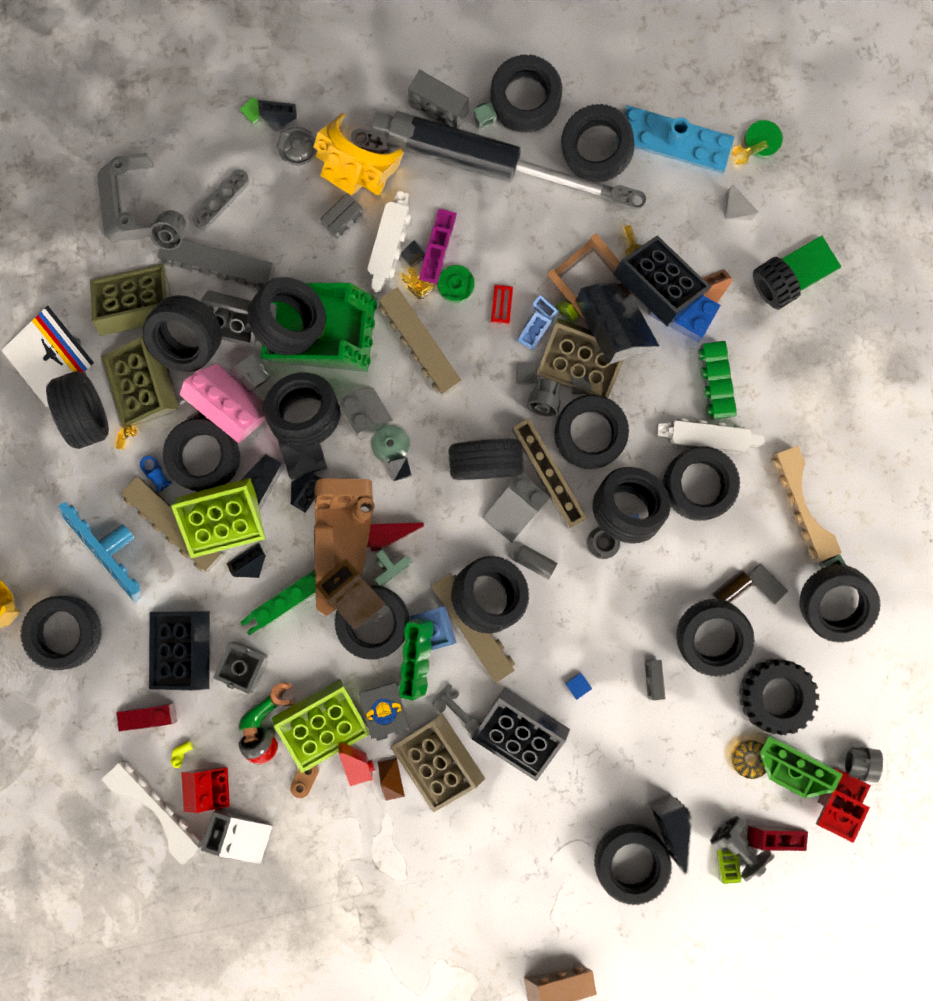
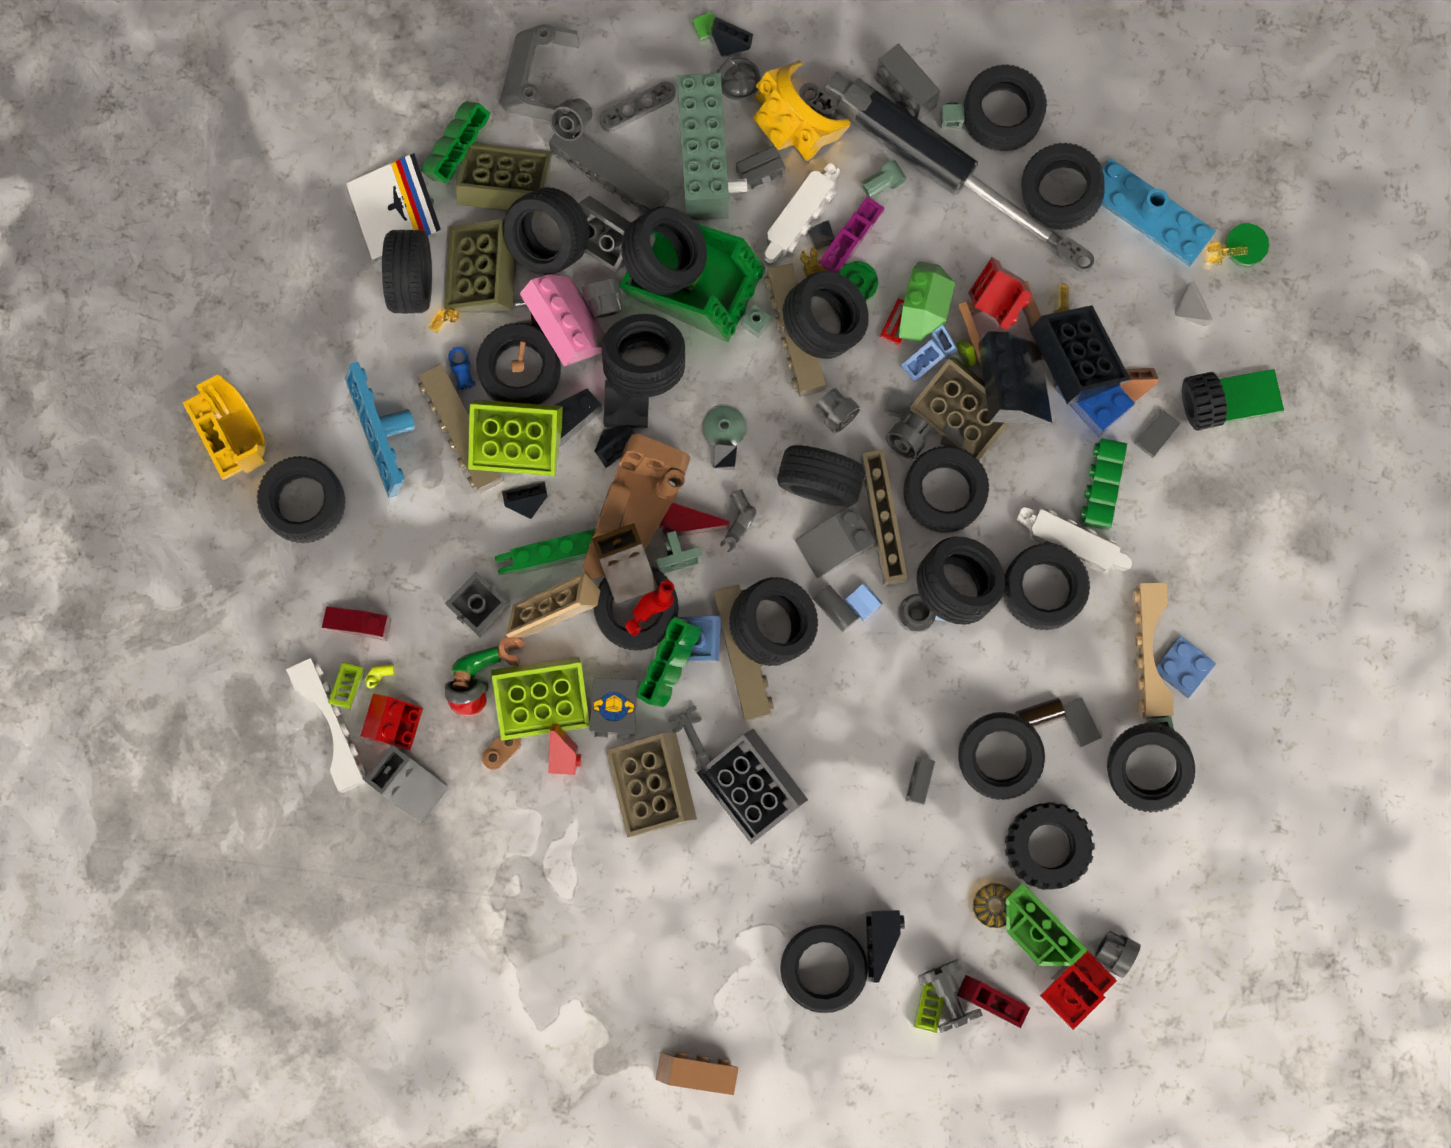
camera: 20 degrees right, 5 degrees down
(78, 288) = (457, 137): none -> green brick
(150, 759) = (349, 669): none -> lime slope
(179, 650) = (418, 564): black slope -> none
(199, 456) = (518, 365): none -> medium nougat hand
(288, 215) = (704, 147): none -> sand green piece
(303, 649) = (552, 606): none -> tan slope
(365, 411) = (709, 382): dark grey slope -> none
(383, 618) = (650, 604): none -> red arm
(387, 351) = (753, 327): none -> sand green plate
(390, 779) = (594, 785): reddish brown slope -> none
(434, 518) = (742, 522): none -> dark grey arm
(450, 186) = (888, 177): none -> sand green piece
(452, 302) = (847, 302): none -> black tyre
(478, 397) = (837, 410): none -> dark grey piece
(519, 280) = (926, 301): none -> bright green wedge
(557, 548) = (863, 601): none -> light blue piece
(578, 252) = (1000, 293): none -> red bracket
(578, 686) = (834, 758): blue tile -> none
(746, 322) = (1158, 433): none -> dark grey tile
(834, 507) = (1184, 666): none -> medium blue plate

